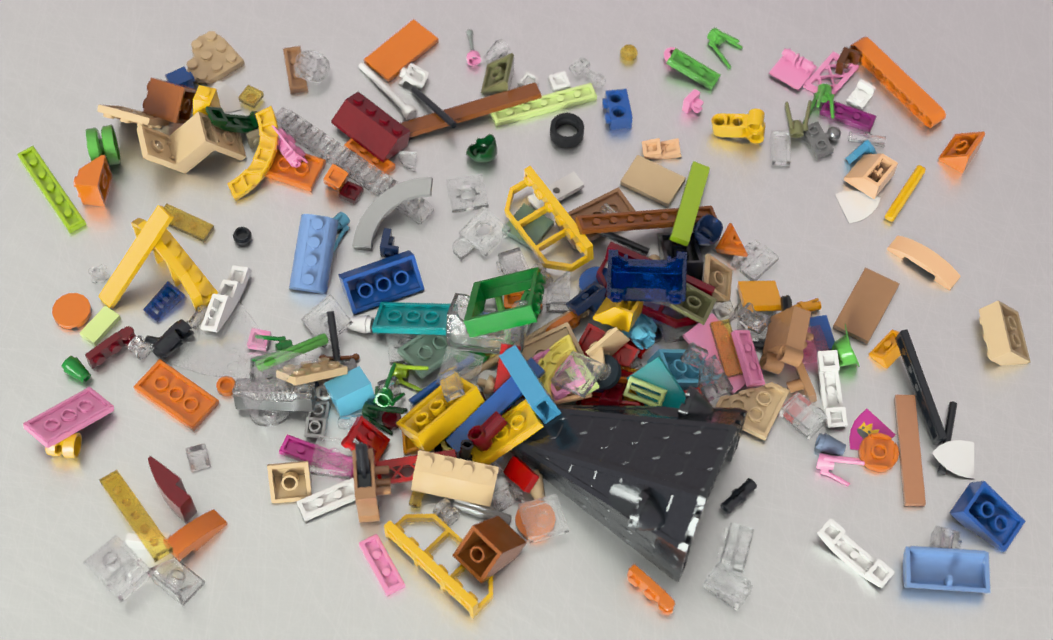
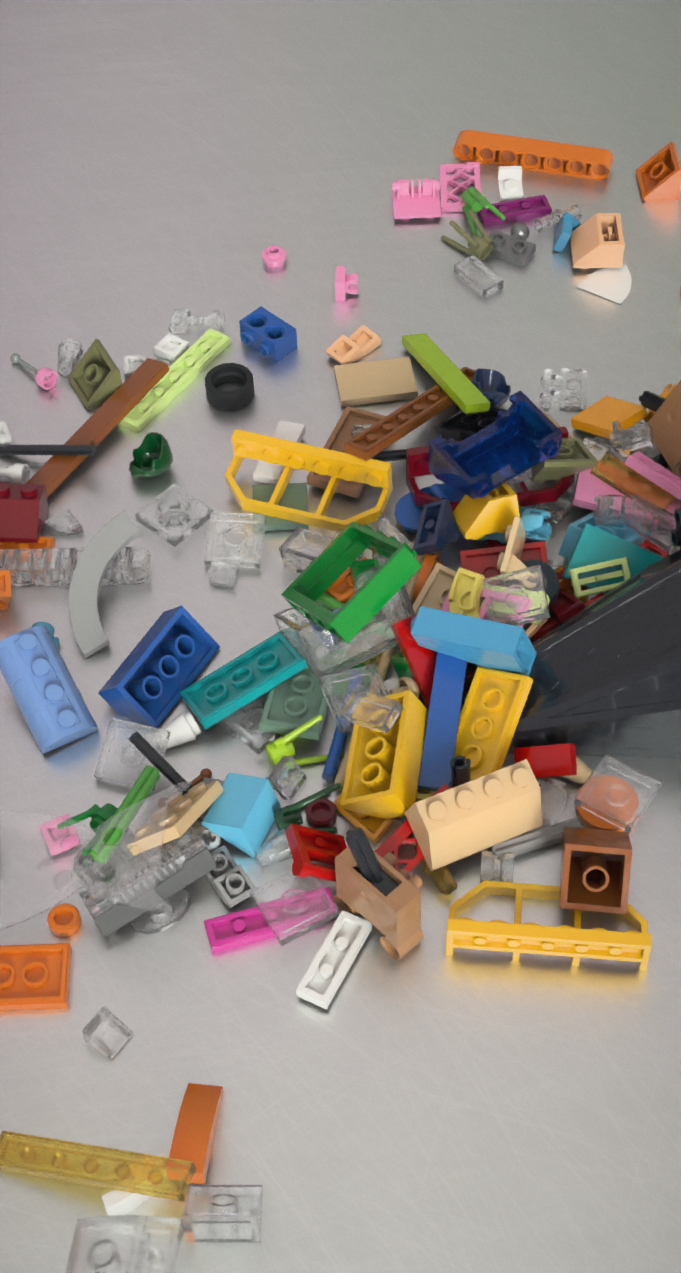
camera: 35 degrees left, 10 degrees down
(172, 490) = (111, 1095): dark red slope -> none
(289, 481) = (263, 972): tan slope -> none
(351, 192) = (24, 600): dark red tile -> none
(382, 564) = (475, 989): bright pink tile -> none
(384, 396) = (297, 783): green plant -> none
(387, 244) = (129, 627): dark blue bracket -> none
(483, 435) = (467, 733): dark red piece -> none
(628, 53) = (223, 278): clear yellow plate -> none
(693, 69) = (312, 254): bright green tile -> none
(718, 37) = (306, 214): bright green plant -> none
(731, 243) = (529, 384): orange tile -> none
(740, 125) = (420, 274): yellow piece -> none
(846, 57) = (465, 157): reddish brown bracket -> none
(905, 193) = (646, 245): yellow axle -> none

